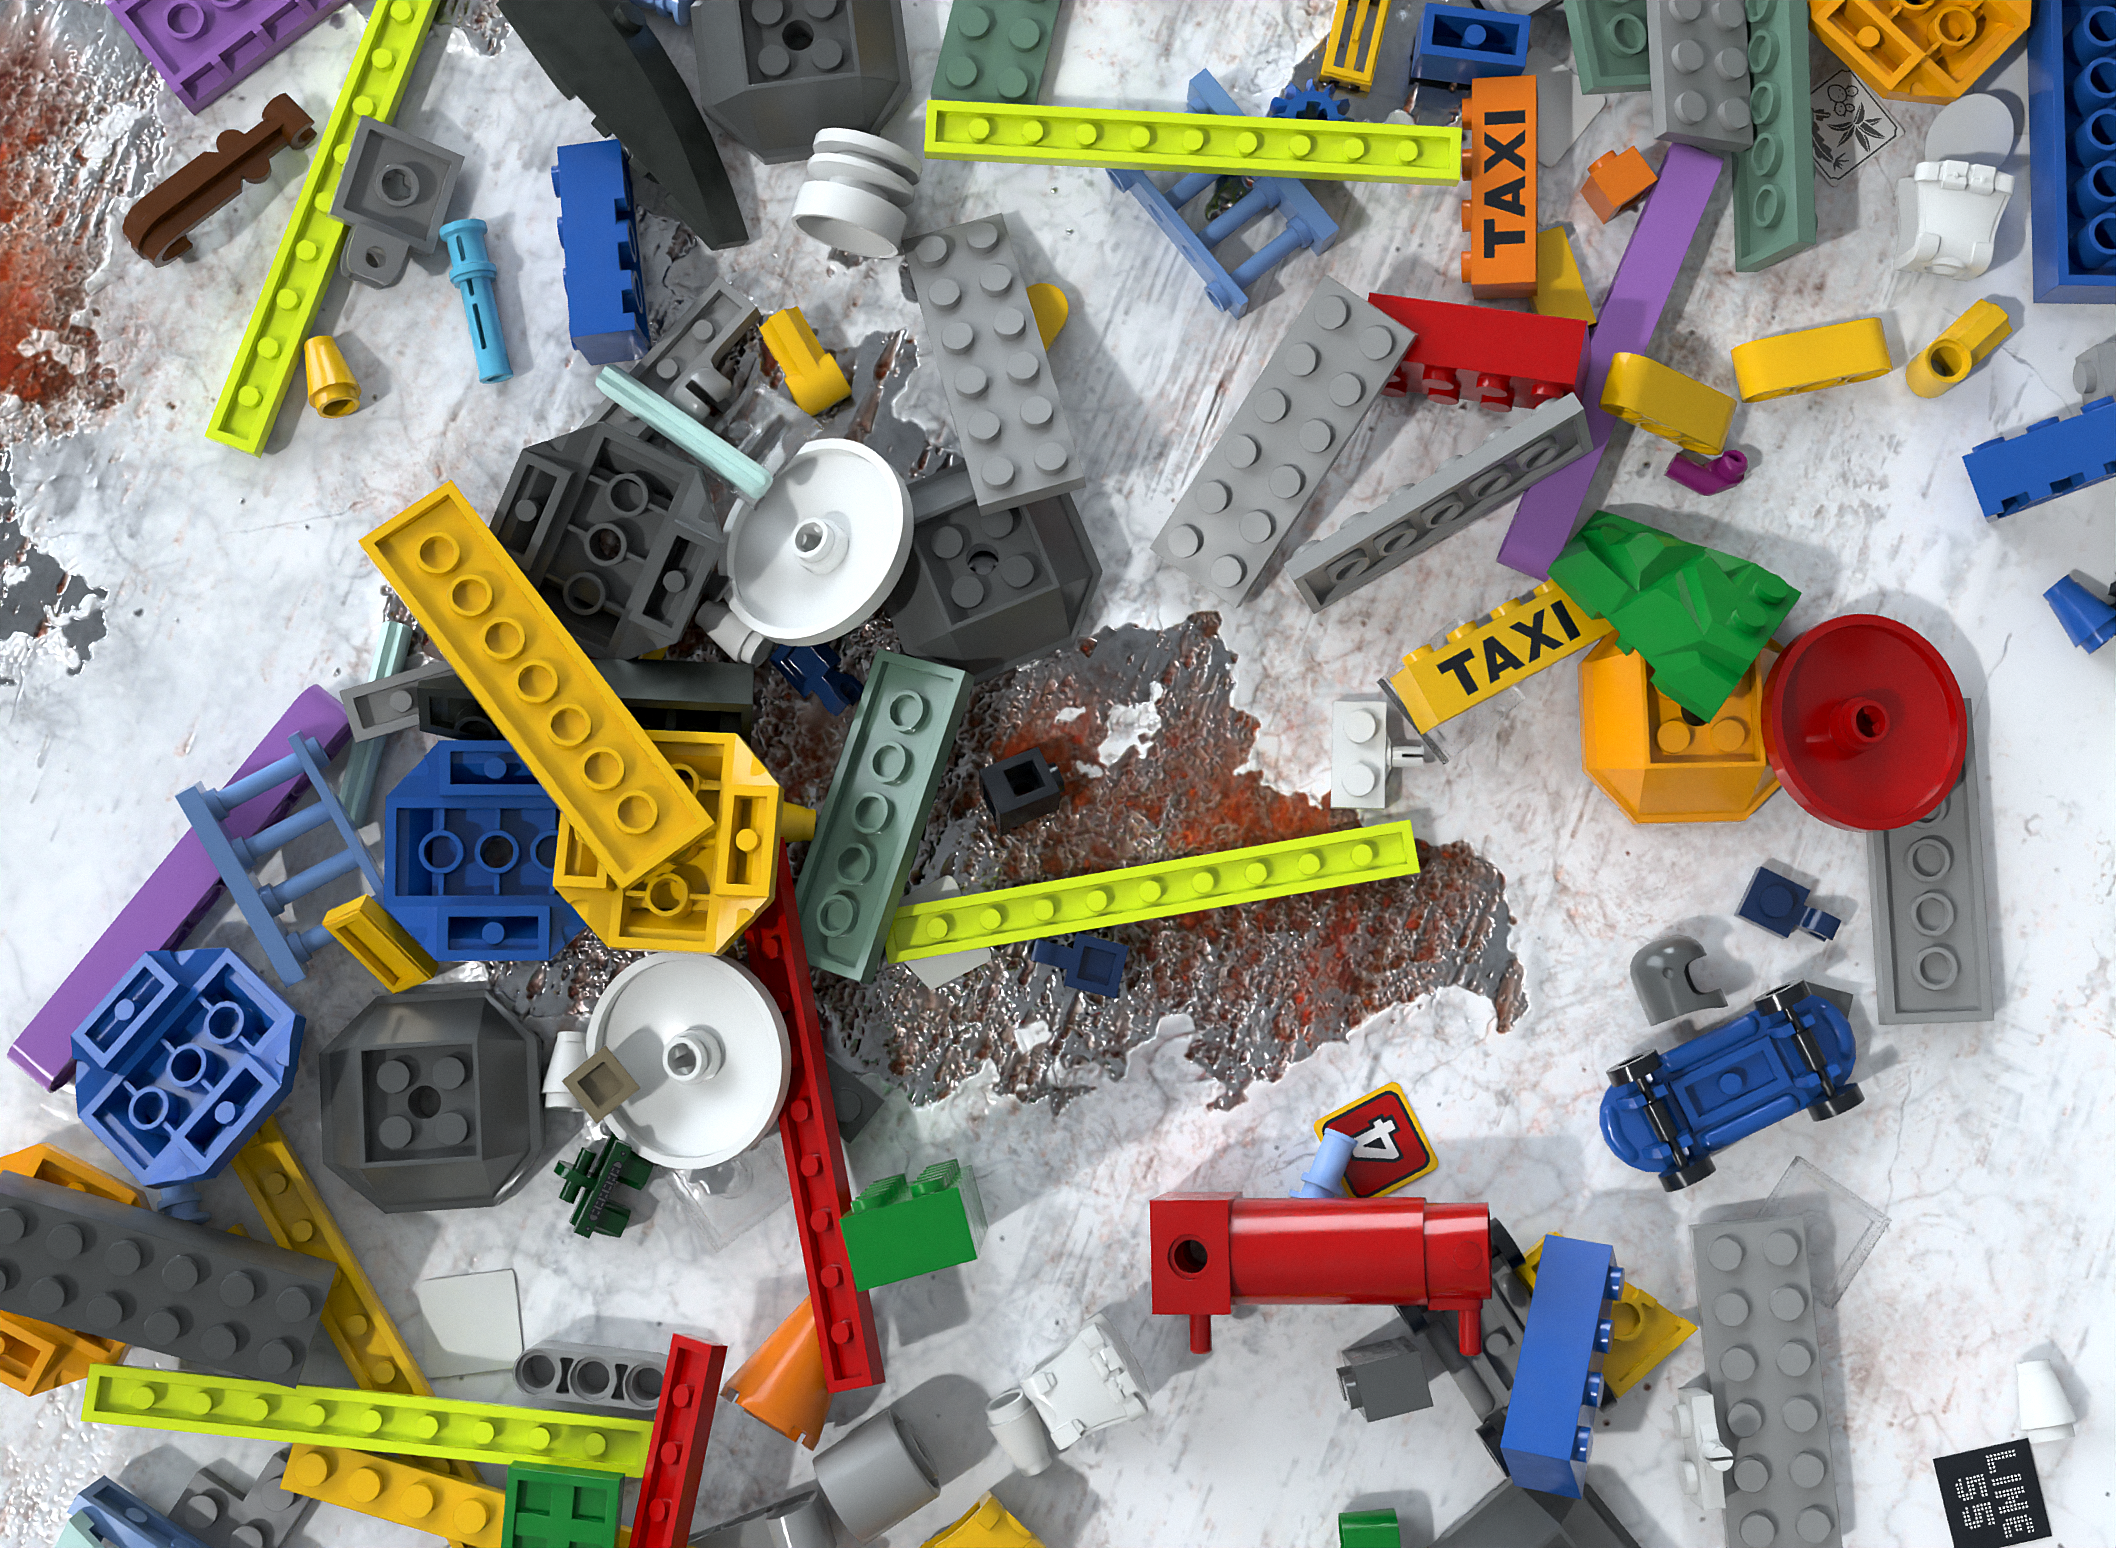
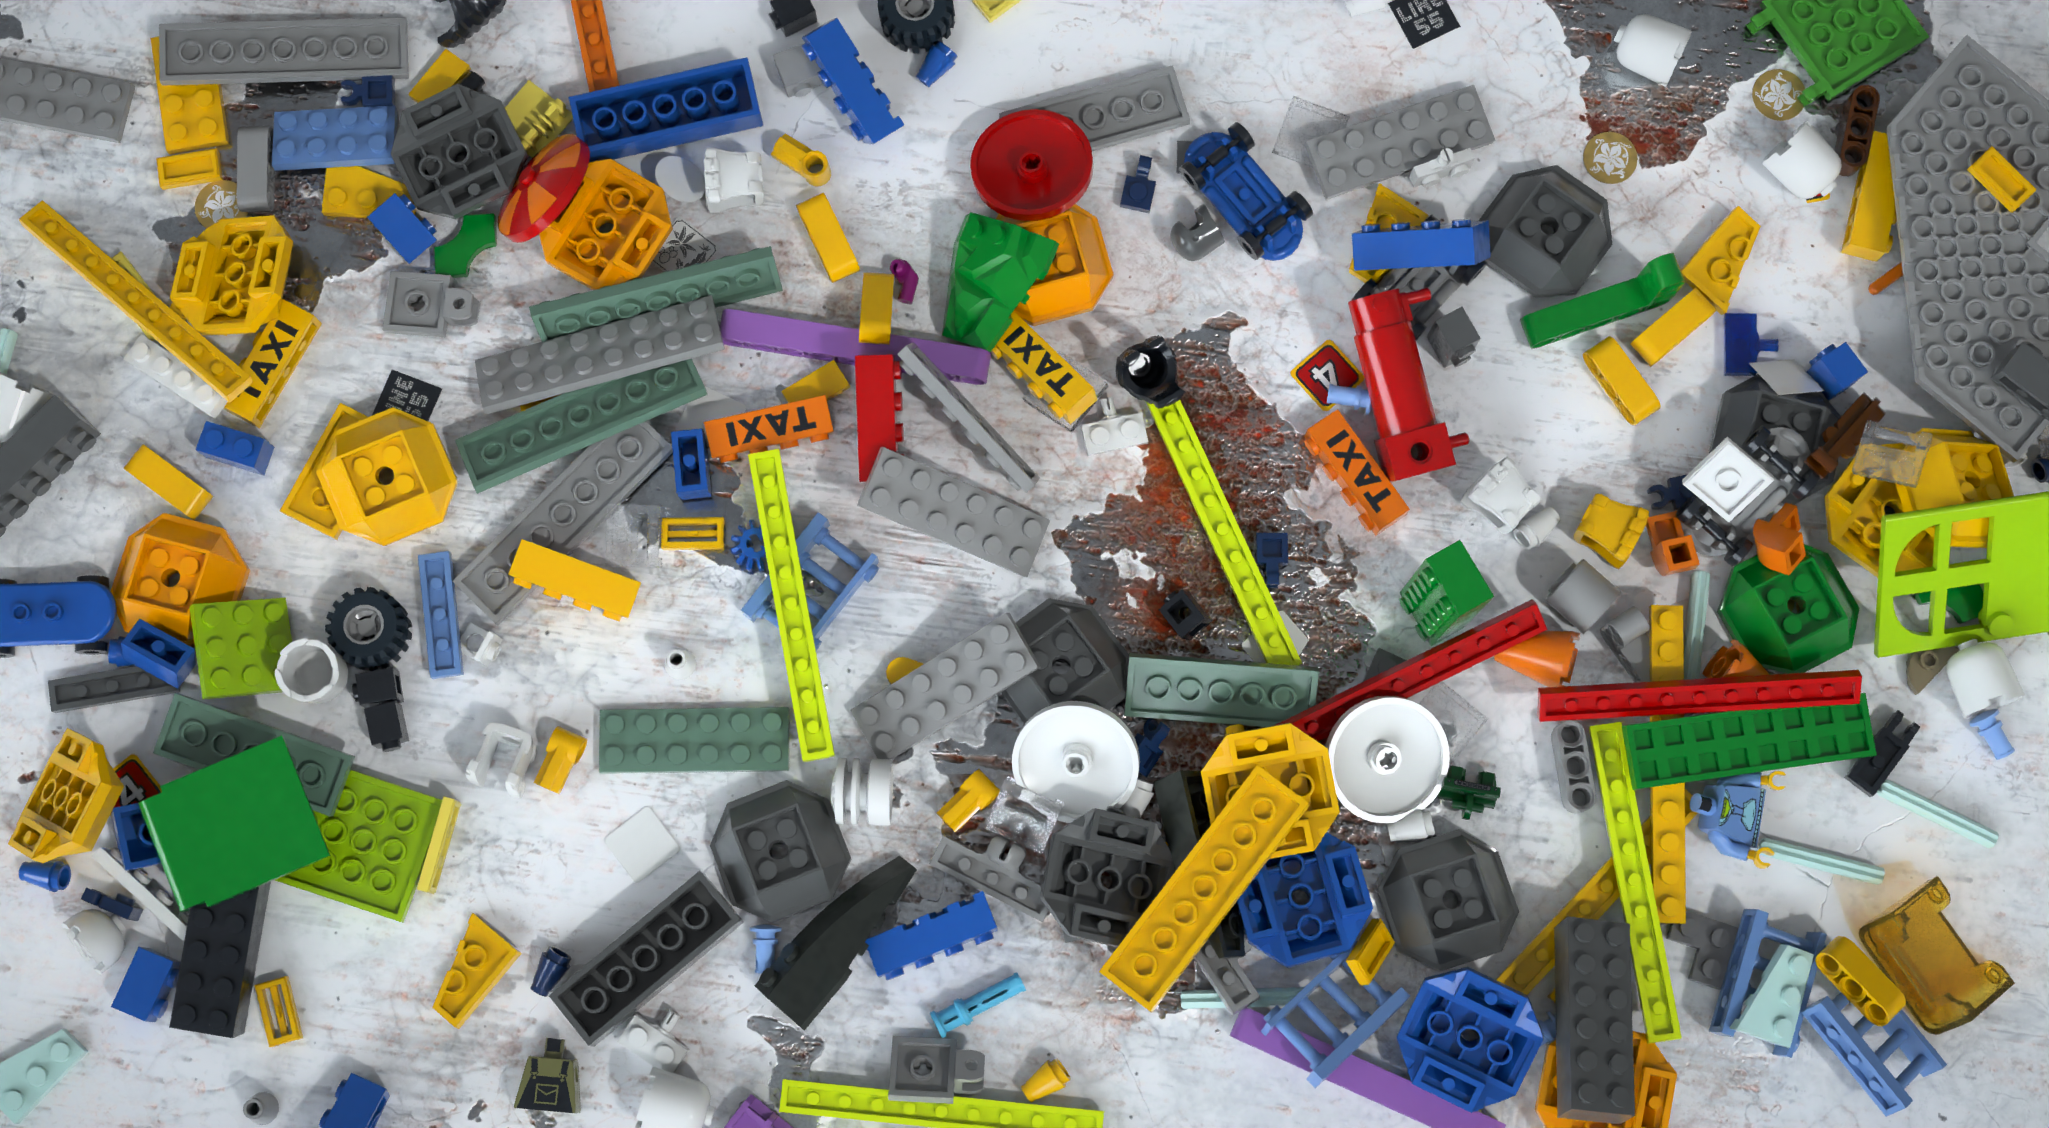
camera: 105 degrees left, 5 degrees down
(470, 1323) = (1565, 849): white sticker -> none
(601, 1084) = (1414, 802): dark tan plate -> none
(684, 431) = (1030, 854): light aqua axle -> none
(1191, 1144) = (1355, 472): none -> orange brick
(1445, 831) = (1150, 372): none -> black hair
(1617, 183) = (750, 365): orange plate -> none

